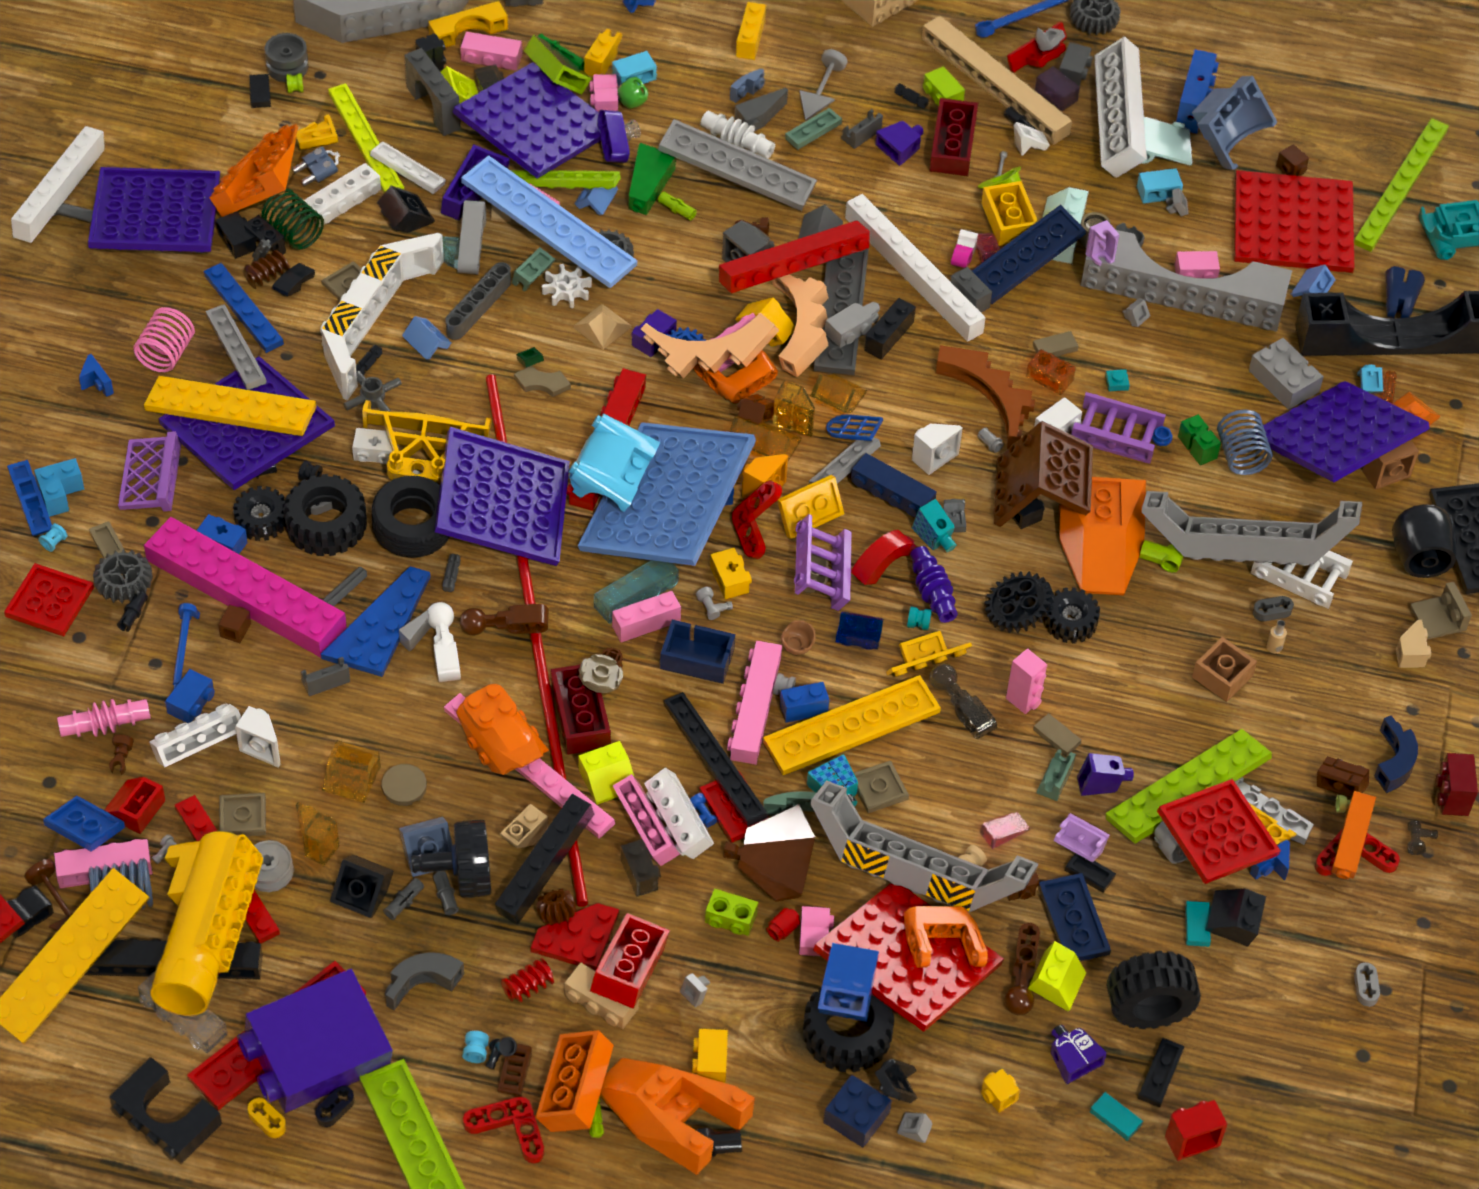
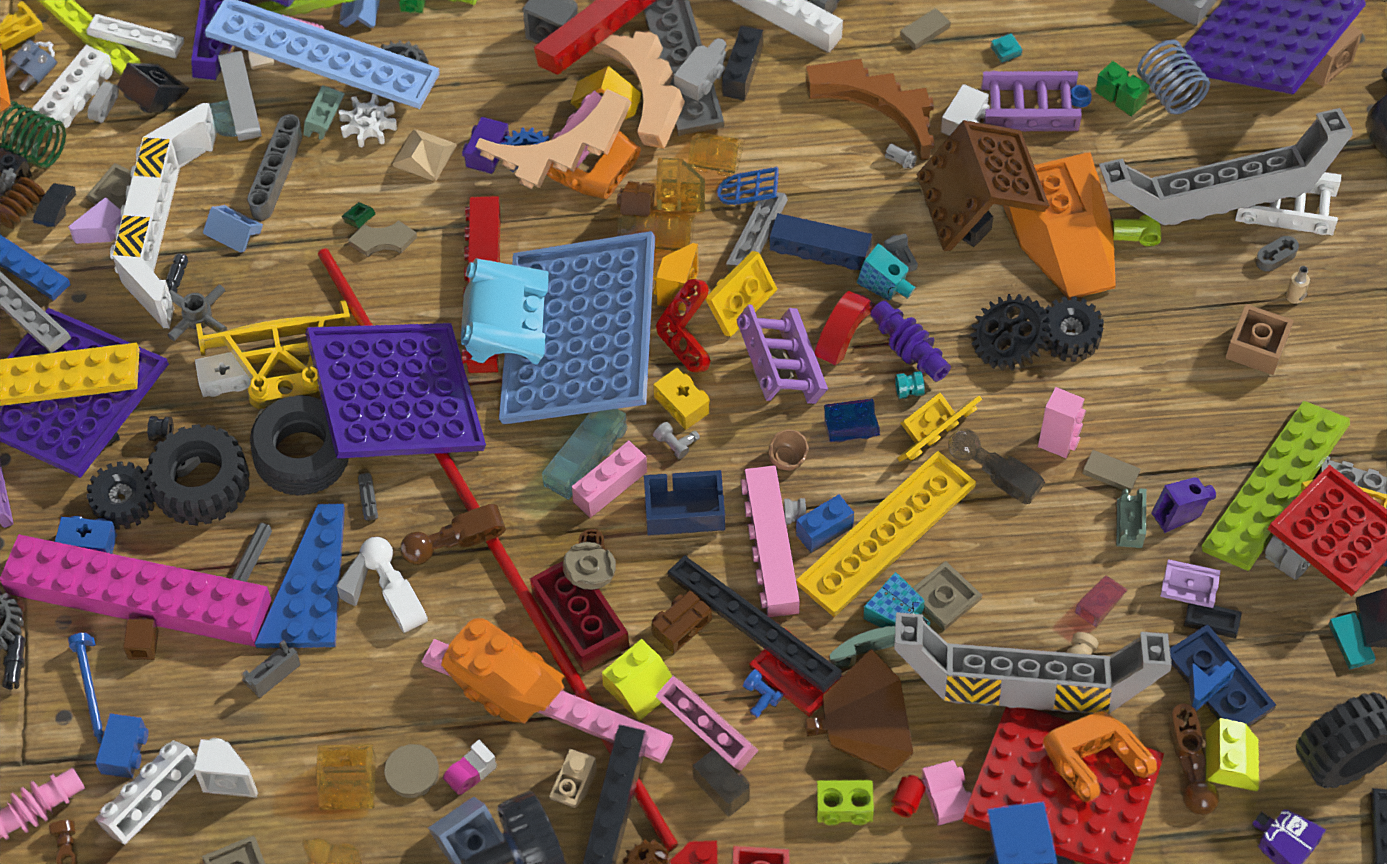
camera: 15 degrees left, 5 degrees up
(319, 303) = (97, 224): none -> lavender slope
(362, 211) = (103, 102): none -> light grey beam
(449, 797) = (470, 768): none -> leg
(658, 740) = (681, 621): none -> reddish brown brick
(678, 813) = (739, 703): white brick -> none
(936, 446) = (848, 182): white slope -> none
(1050, 372) = (934, 60): clear orange brick -> none
(1060, 917) = (1205, 686): none -> blue slope

